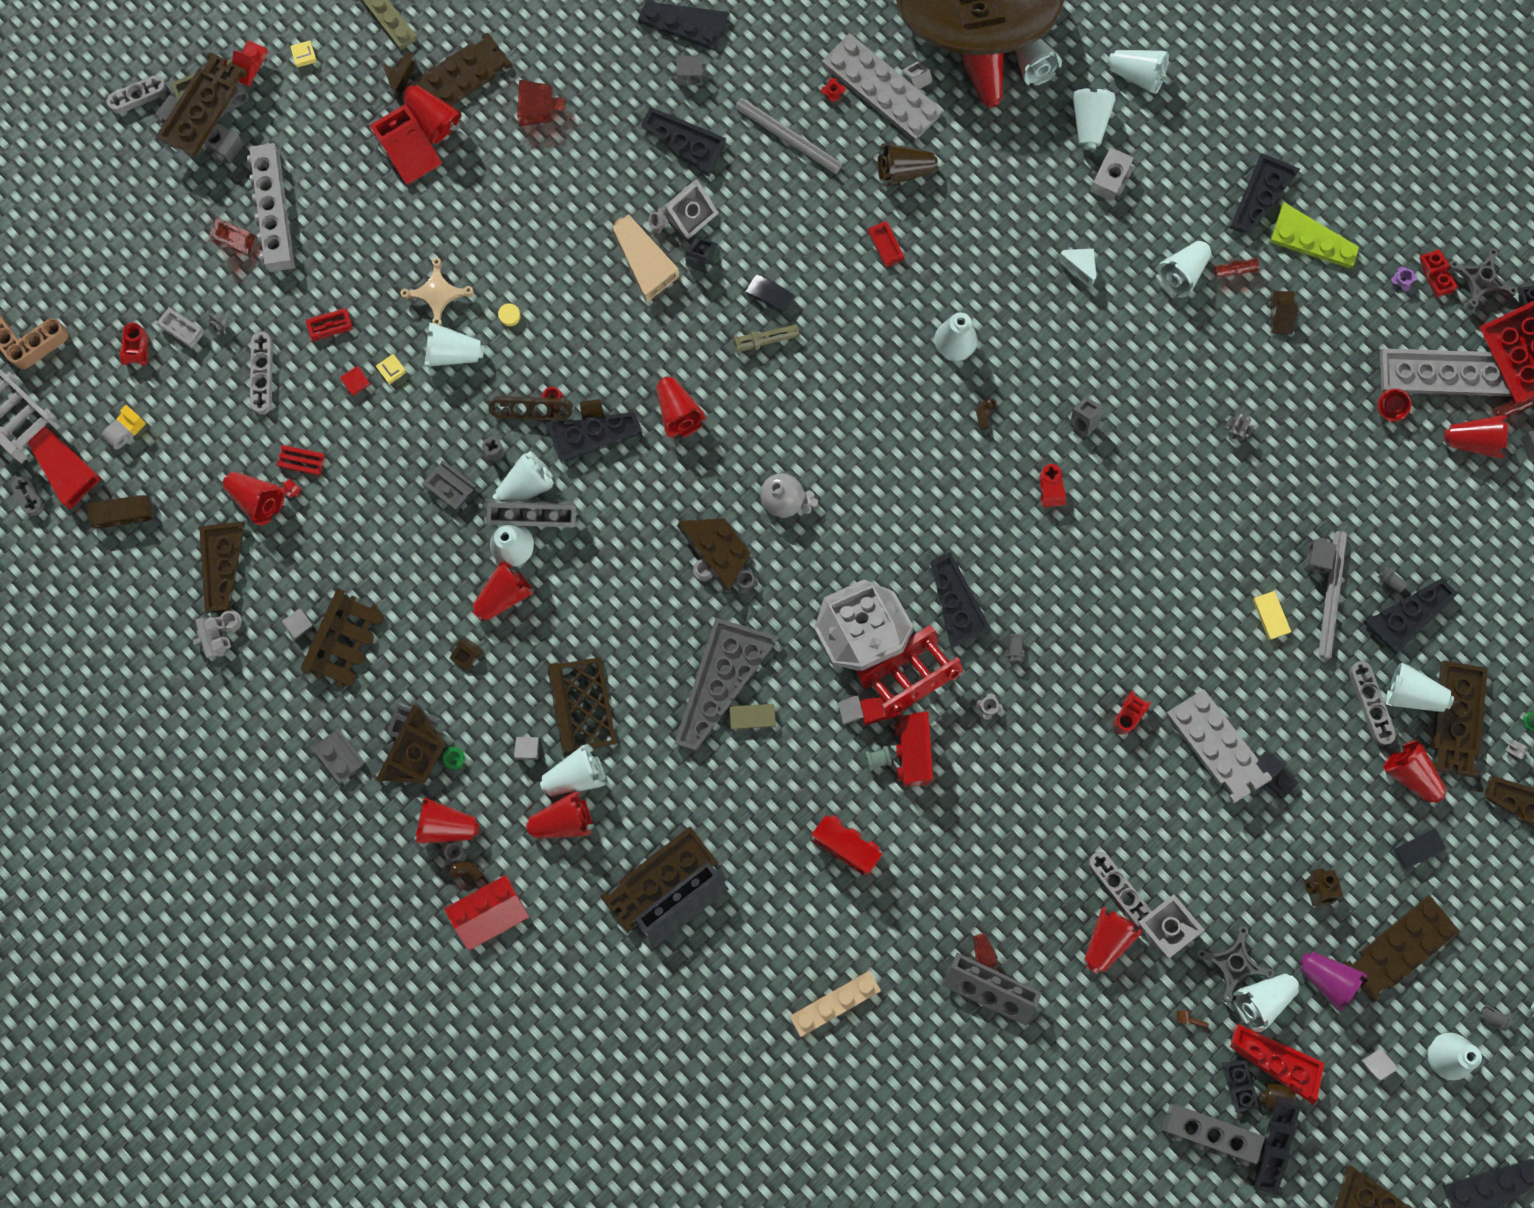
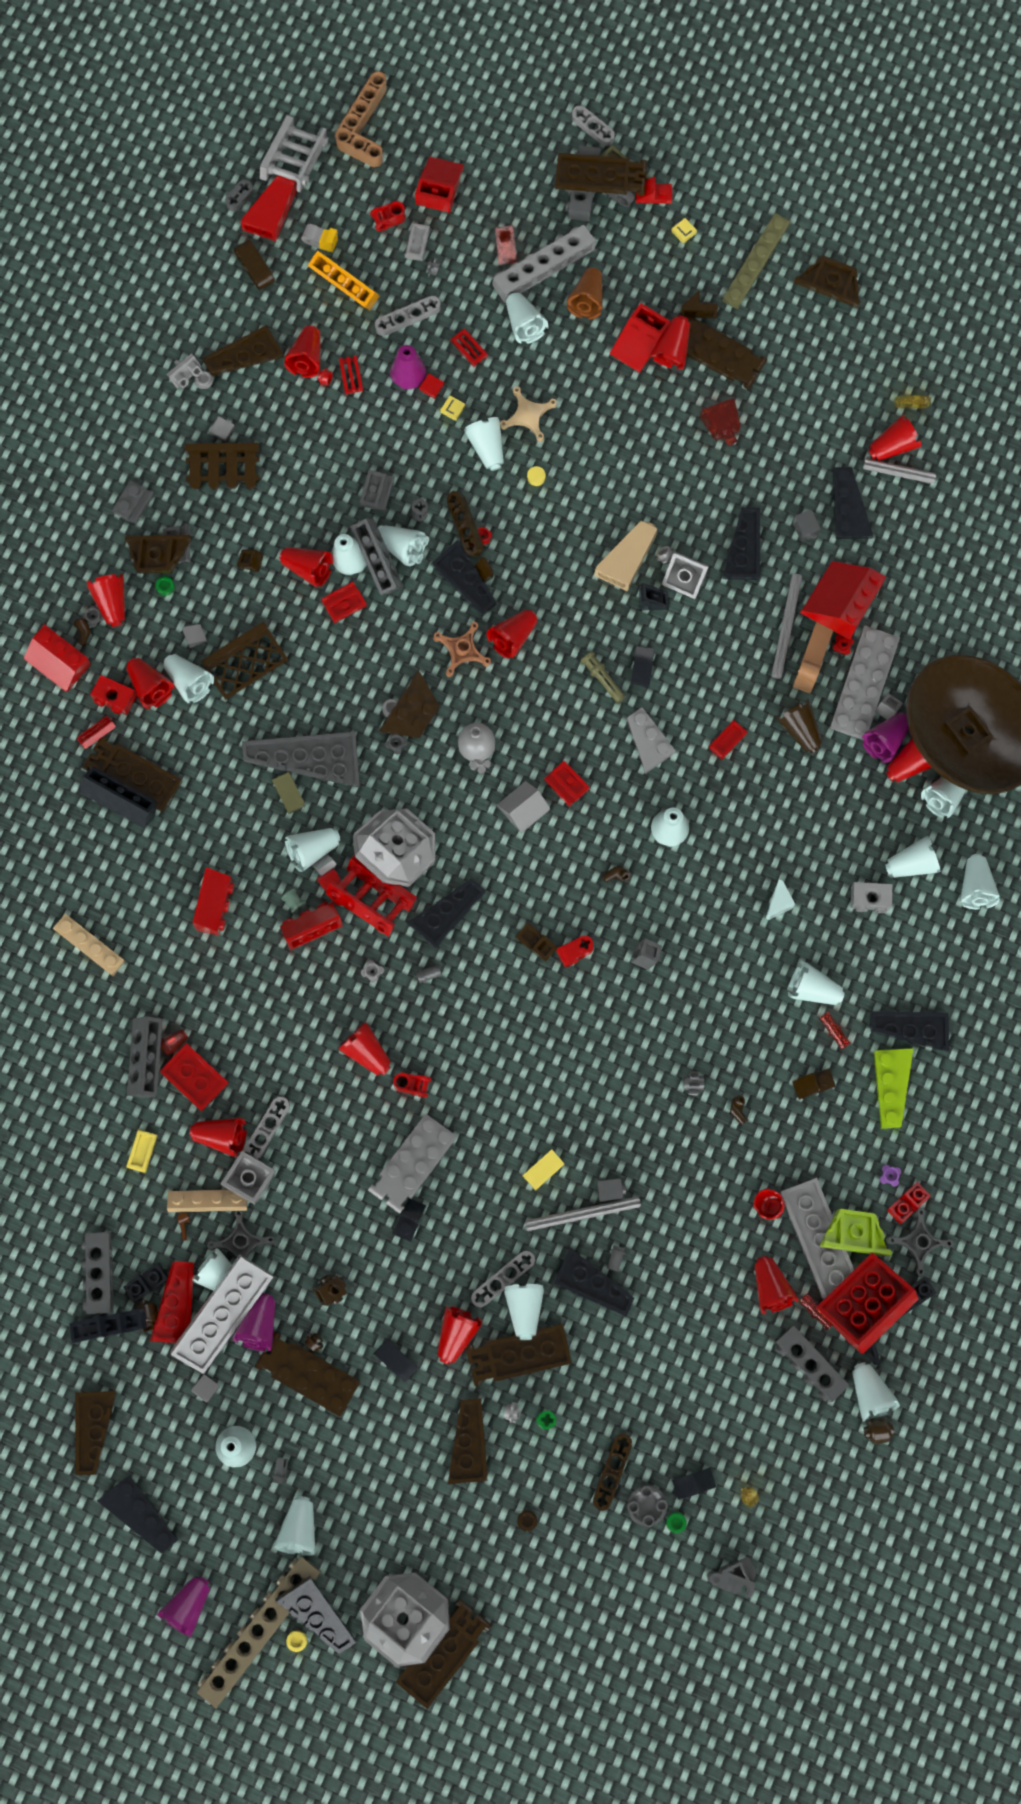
camera: 65 degrees right, 0 degrees up
(125, 277) = (438, 184): none -> red slope
(188, 422) = (343, 280): none -> light orange brick
(324, 396) = (408, 368): none -> magenta cone
(325, 251) = (525, 319): none -> light aqua cone
(331, 177) = (587, 295): none -> dark orange cone
(545, 867) = (106, 687): none -> red brick
(562, 571) = (343, 602): none -> red plate
(593, 901) = (96, 732): none -> red tile
(670, 469) = (462, 649): none -> nougat piece
(787, 64) = (843, 597): none -> red slope
(827, 716) = (311, 846): none -> light aqua cone
(851, 135) = (813, 658): none -> medium nougat beam
(855, 320) = (649, 740): none -> light grey wing
(866, 422) = (566, 783): none -> red plate
(871, 476) = (524, 806): none -> light grey slope
(952, 88) = (886, 737): none -> magenta cone
(1024, 524) = (536, 942): none -> dark brown slope
(1032, 944) = (194, 1077): none -> red plate
(1074, 746) = (366, 1050): none -> red cone
(1091, 1034) = (141, 1151): none -> light yellow tile
(1174, 986) = (205, 1201): none -> tan plate
(1276, 395) = (736, 1109): none -> dark brown arm
(1311, 1013) = (221, 1314): none -> light grey plate
(1370, 927) = (314, 1342): none -> dark brown plate
(1453, 334) = (856, 1233): none -> lime wing

